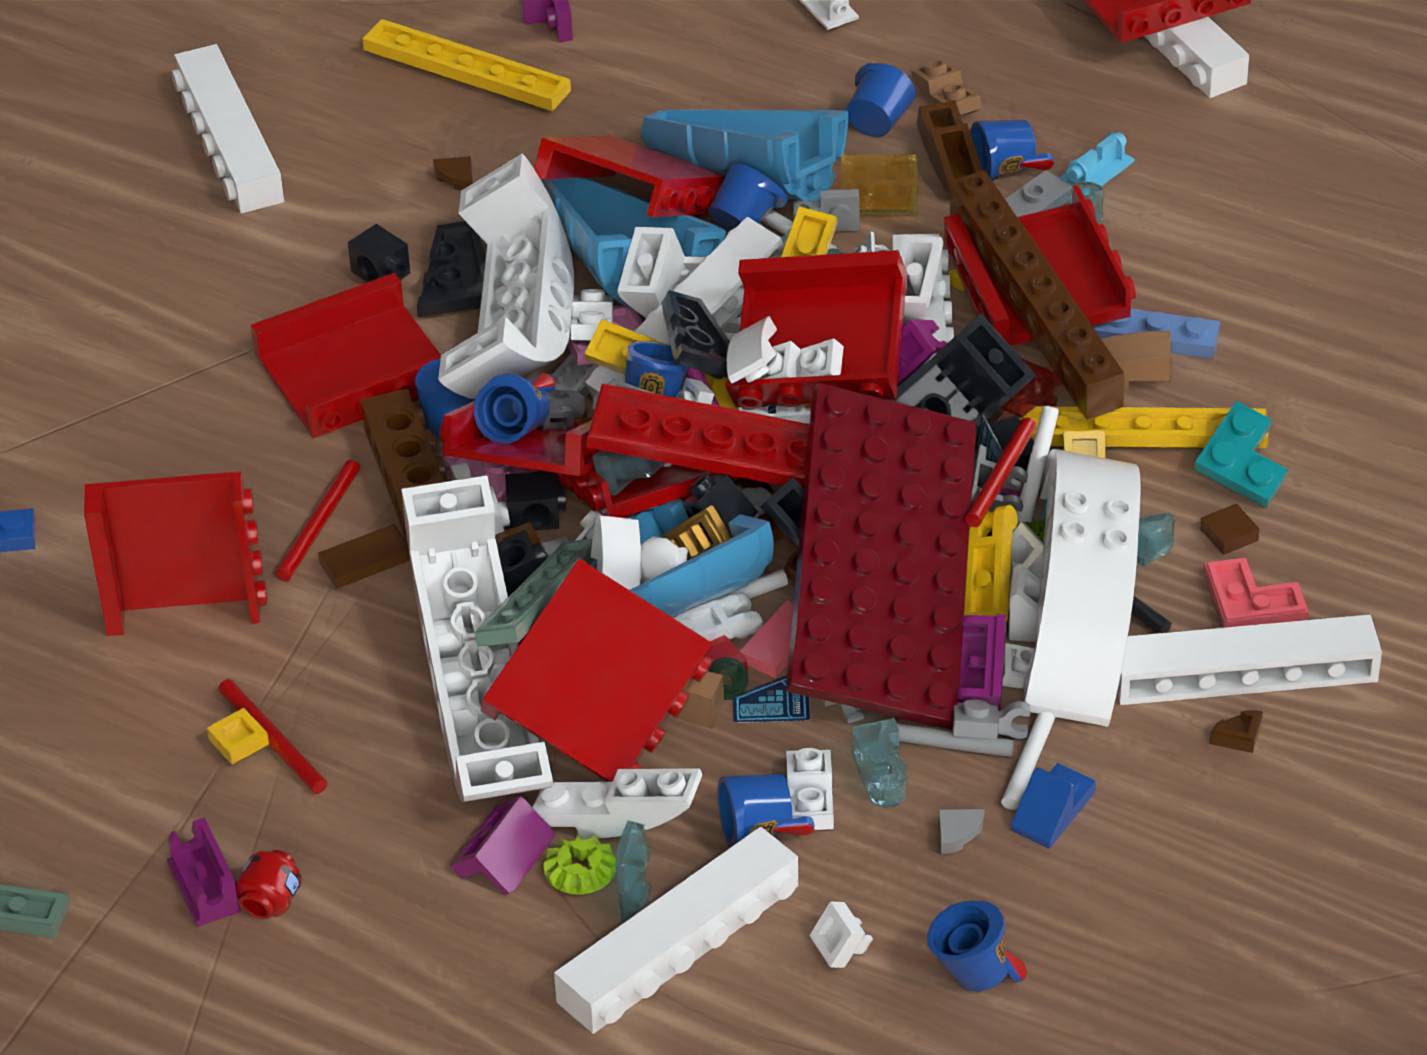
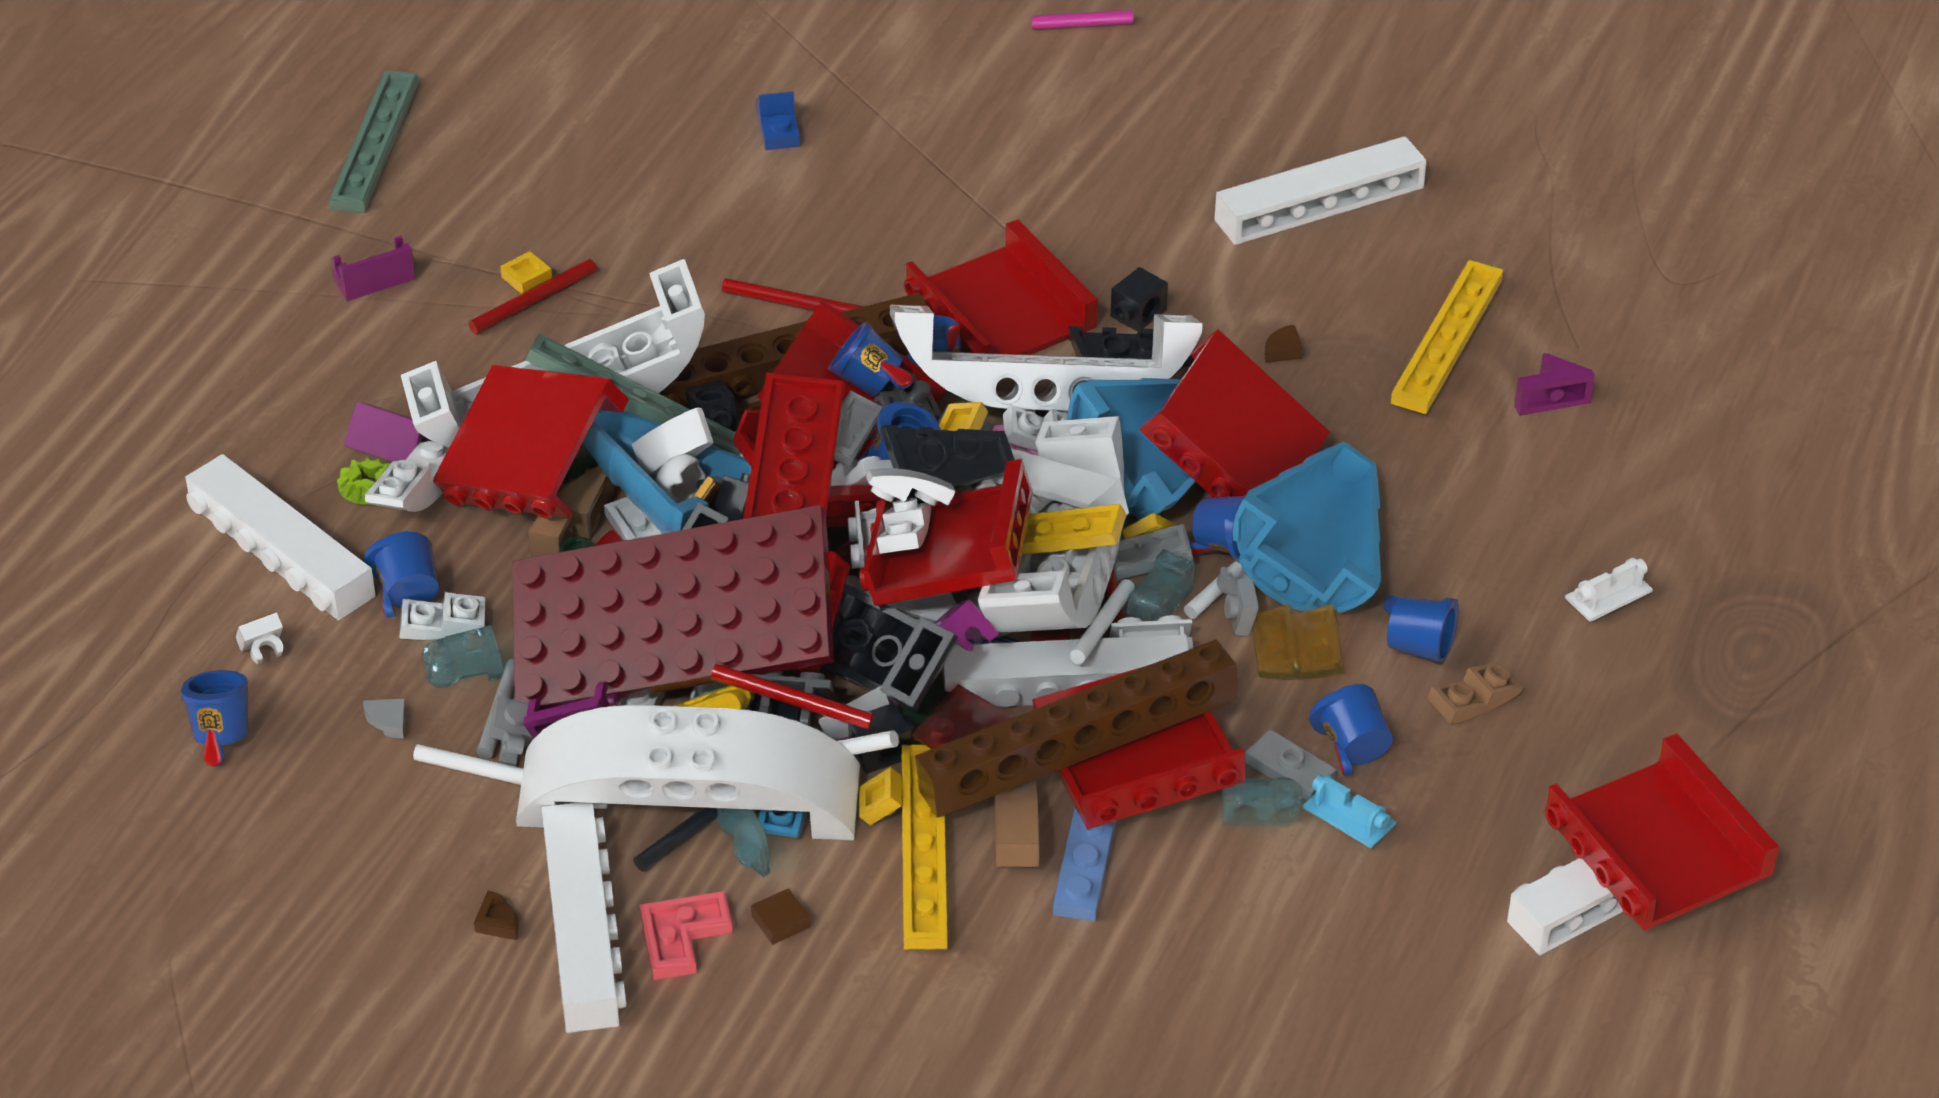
camera: 85 degrees right, 0 degrees up
(173, 544) = (681, 176): red panel -> none
(268, 884) = (355, 301): red head -> none
(364, 556) = (738, 320): reddish brown tile -> none
(631, 862) = (338, 502): clear light blue slope -> none
(947, 142) = (1391, 679): reddish brown slope -> none
(1051, 803) = (412, 781): blue slope -> none
(1233, 460) = (871, 907): teal plate -> none

